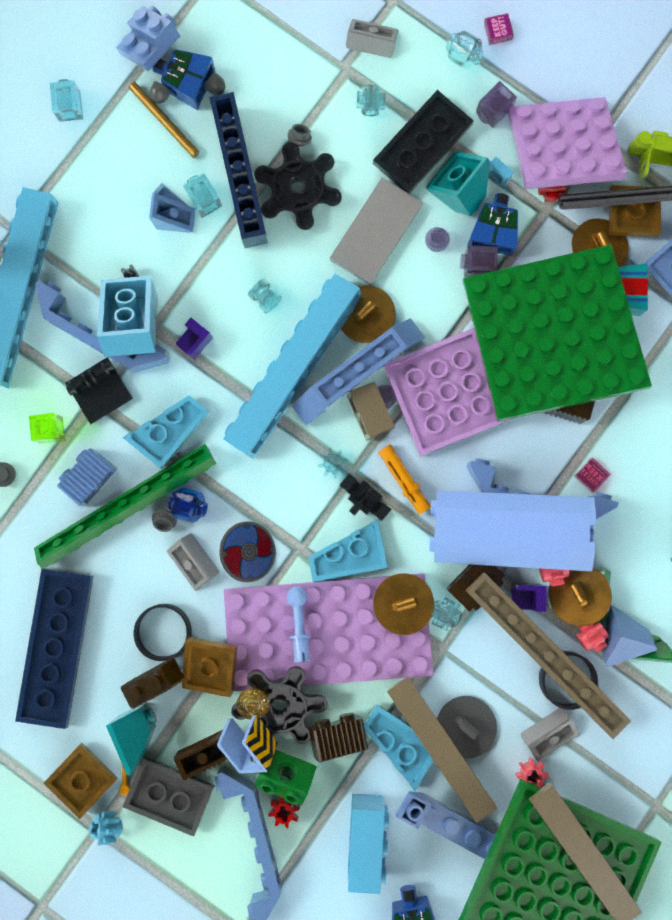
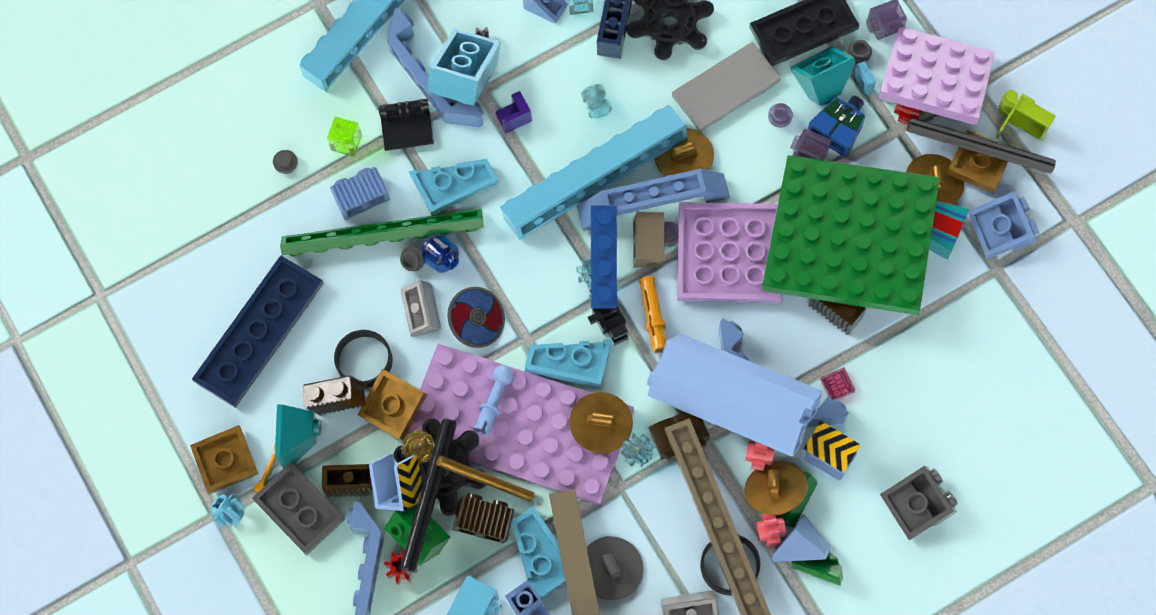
camera: 25 degrees right, 15 degrees down
(283, 748) = (428, 497): none -> black axle
(325, 704) = (485, 478): none -> pearl gold bar
(340, 450) = (603, 256): none -> blue plate
(483, 146) = (860, 51): none -> dark grey plate
(529, 596) = (726, 468): dark purple panel -> none
(618, 542) = (830, 451): none -> piece

